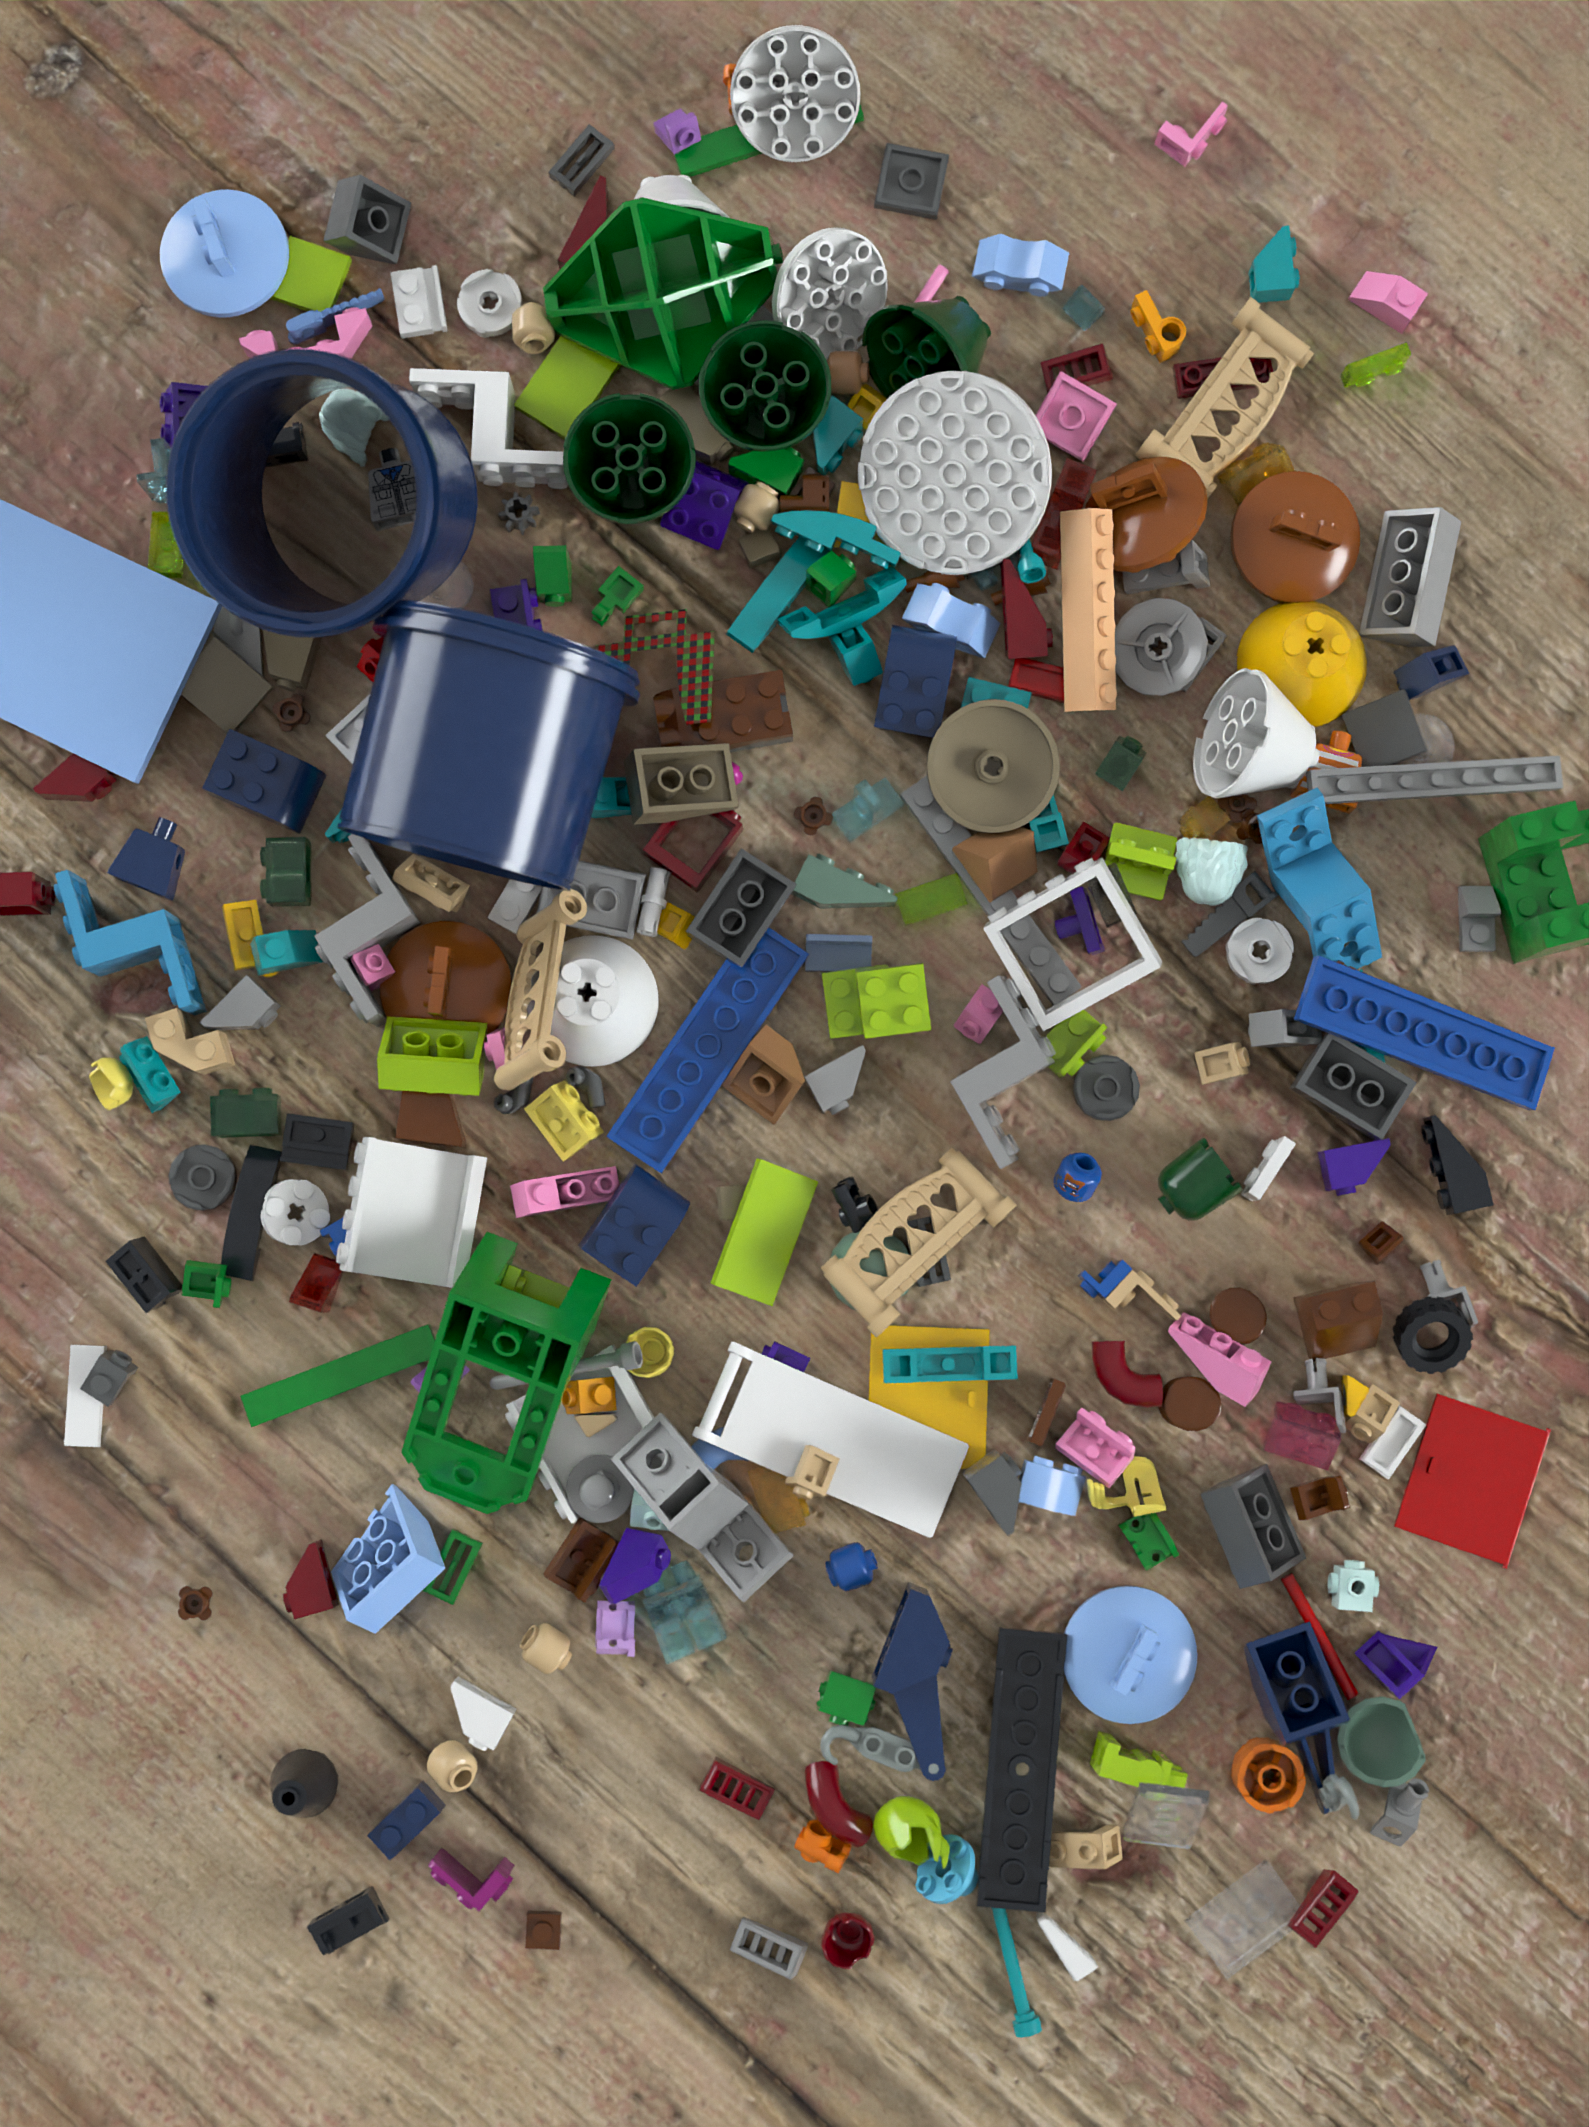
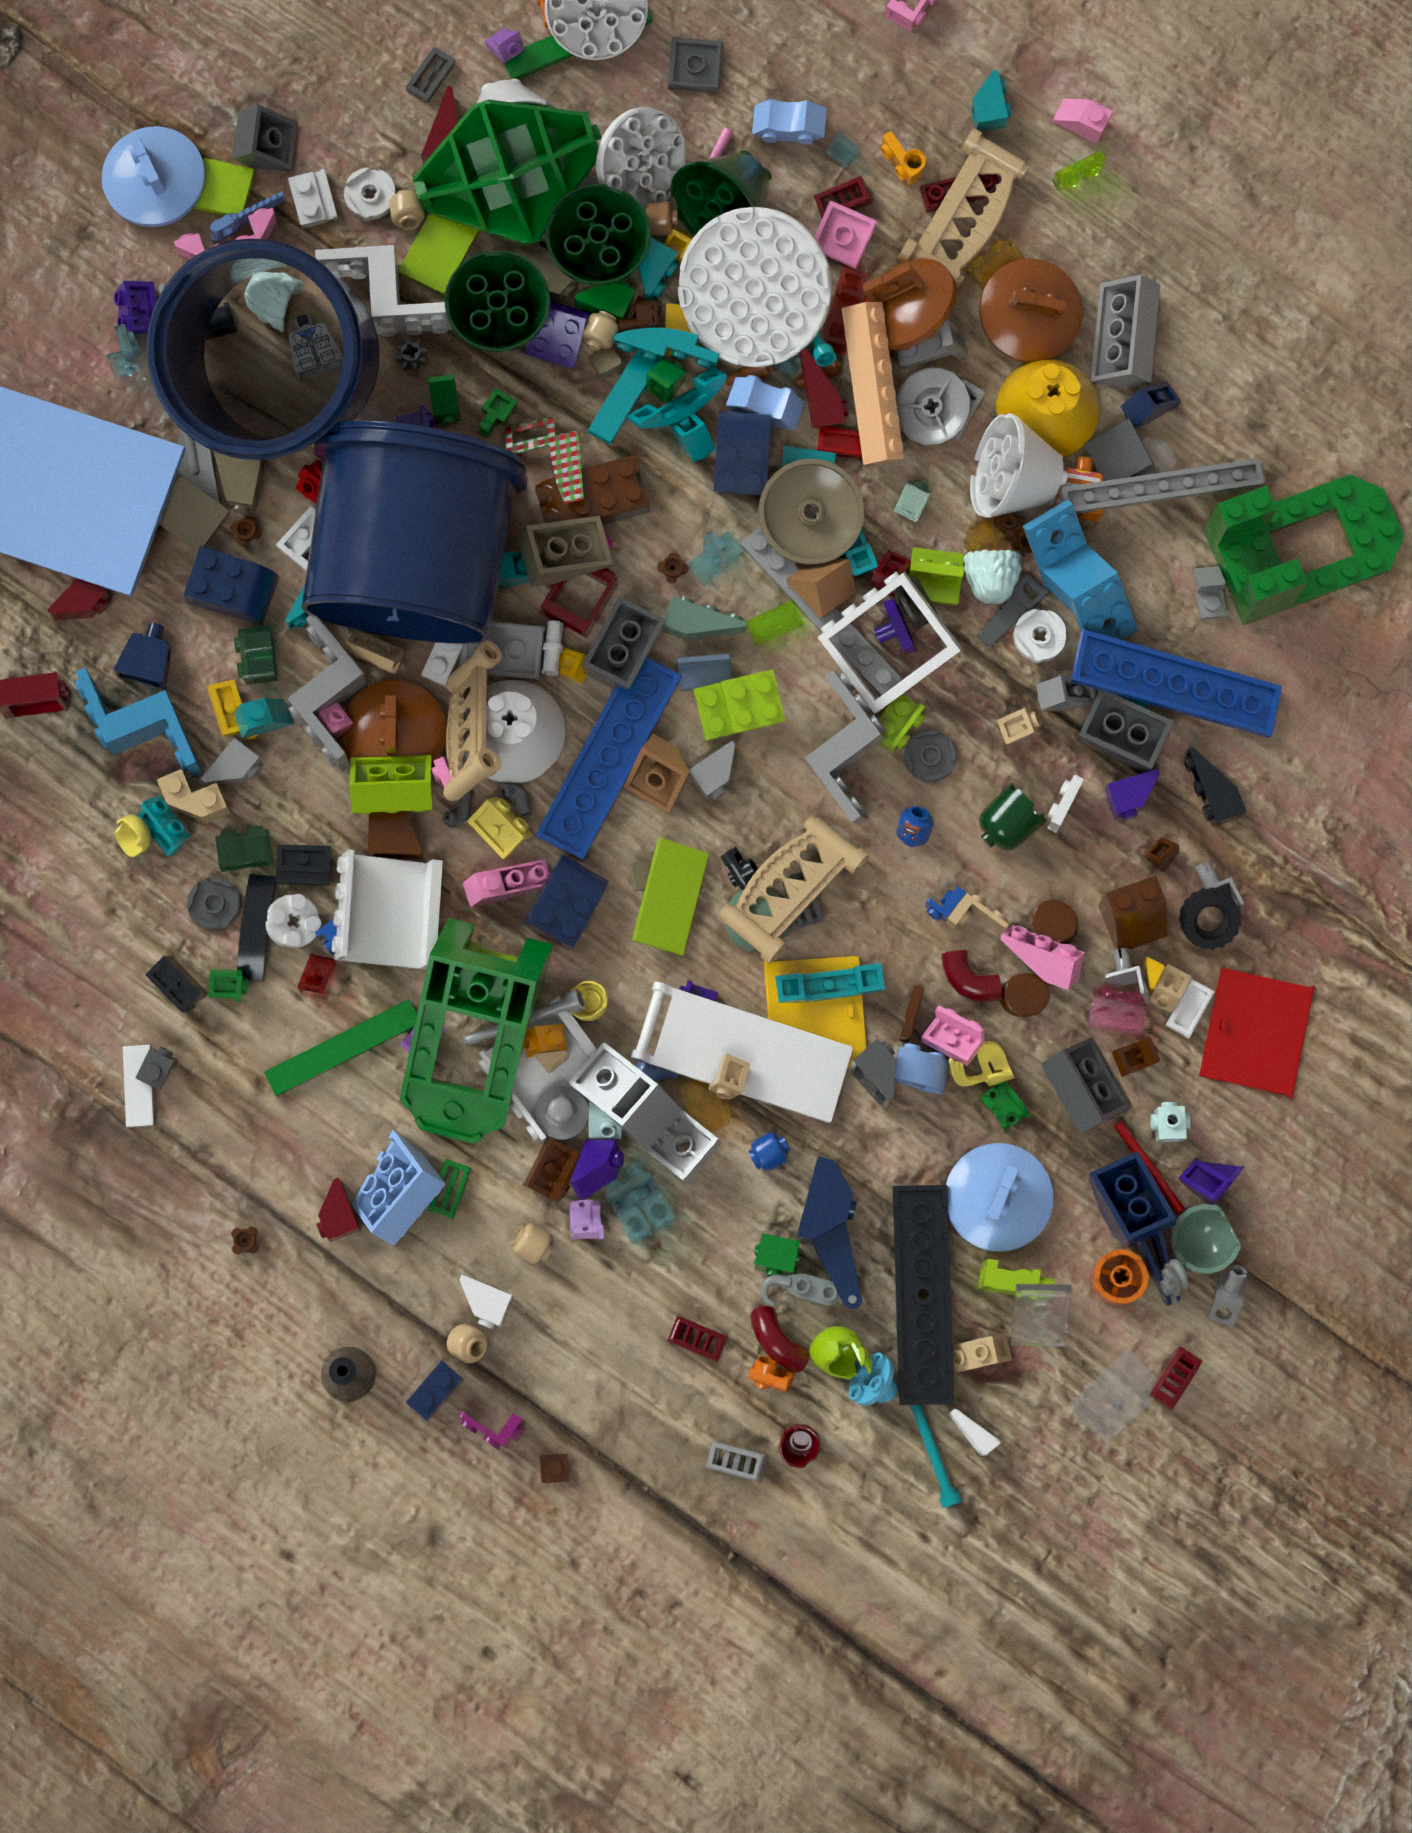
camera: 10 degrees left, 5 degrees down
(163, 550) = (132, 406): clear neon green plate -> none
(348, 1921) = (396, 1478): black hinge -> none
(979, 1015) = (823, 709): bright pink bracket -> none

